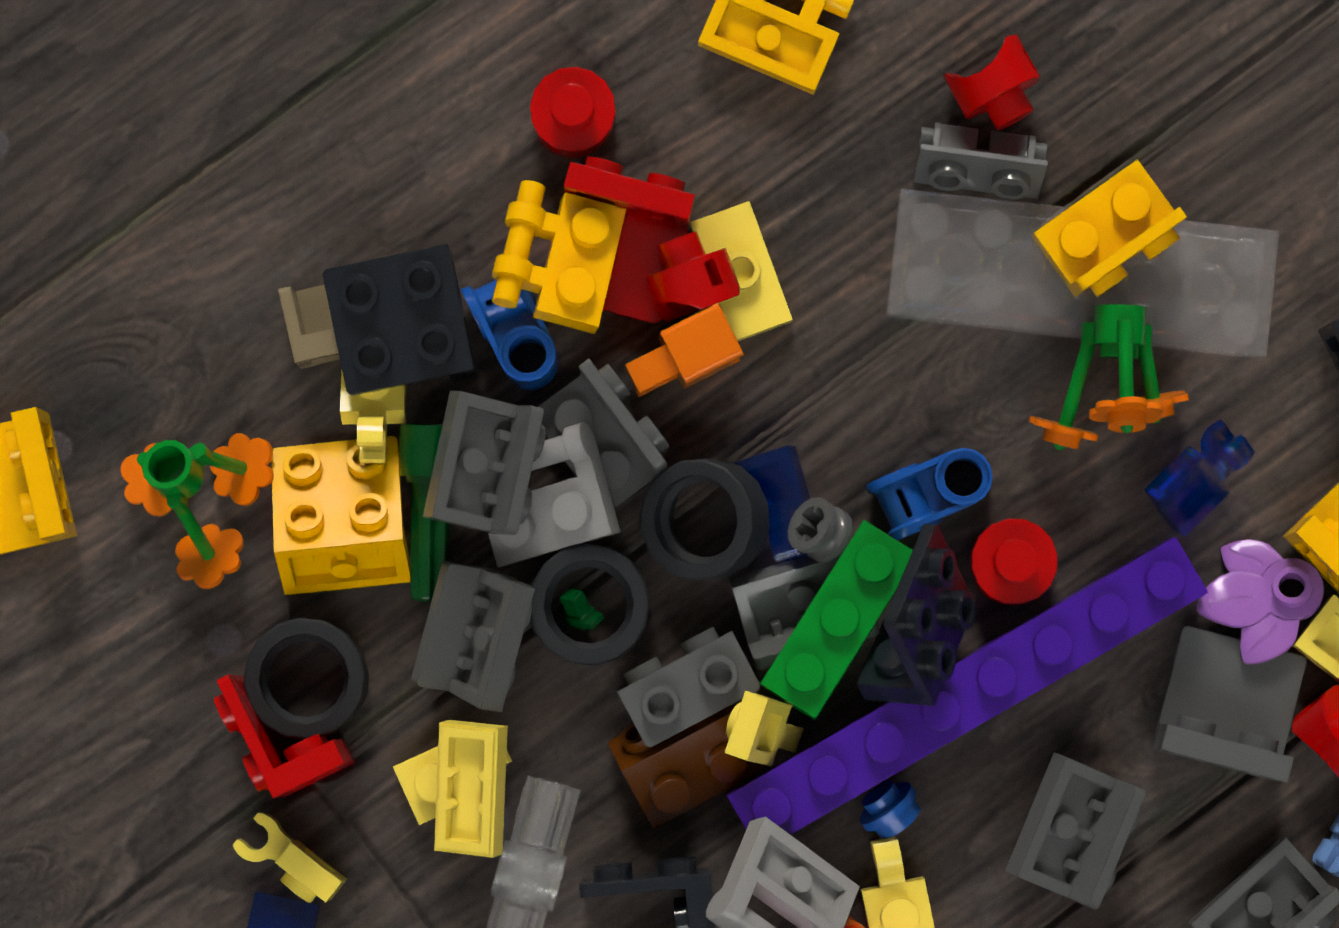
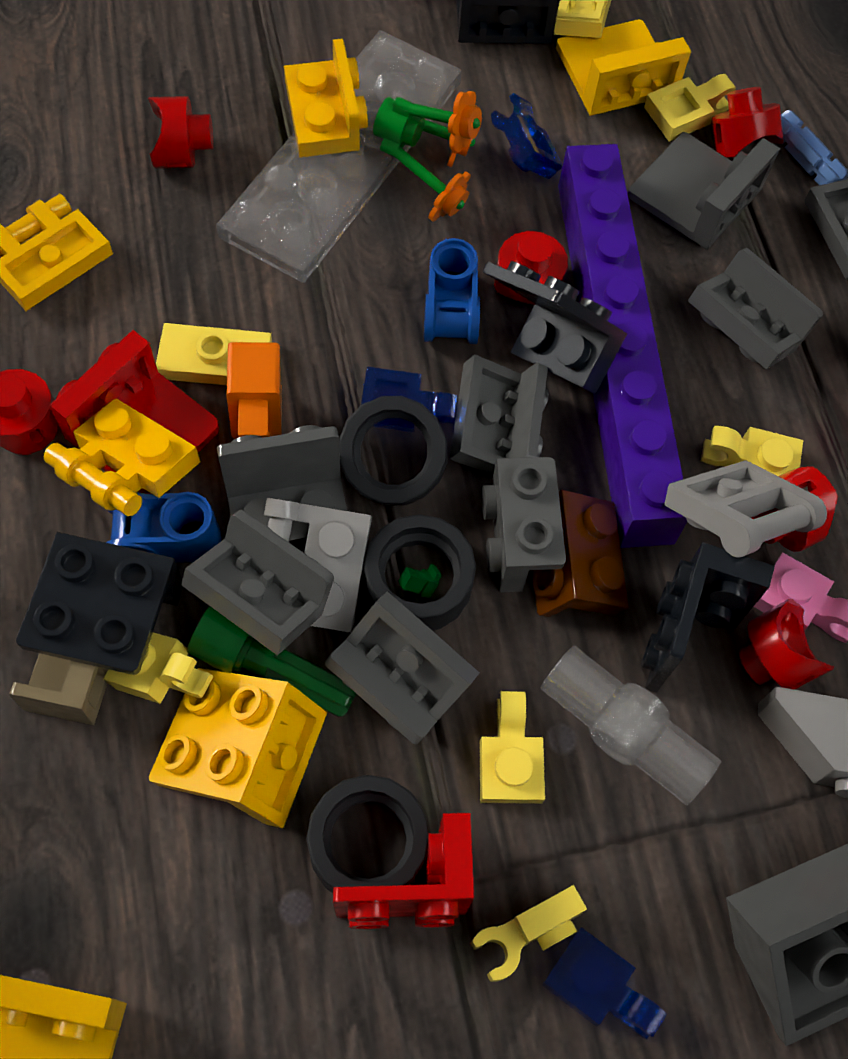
camera: 70 degrees left, 20 degrees down
(172, 473) = (118, 867): orange plant -> none
(470, 788) = (536, 728): light yellow plate -> none
(691, 277) = (195, 370): red piece -> none
(760, 728) = (584, 474): light yellow plate -> none
(820, 529) = (430, 371): dark grey bush -> none
(838, 620) = (526, 381): green plate -> none
(889, 808) = (690, 425): blue plate -> none
(1009, 168) = (229, 173): dark grey hinge -> none
(1252, 600) = (635, 137): medium lavender plate -> none

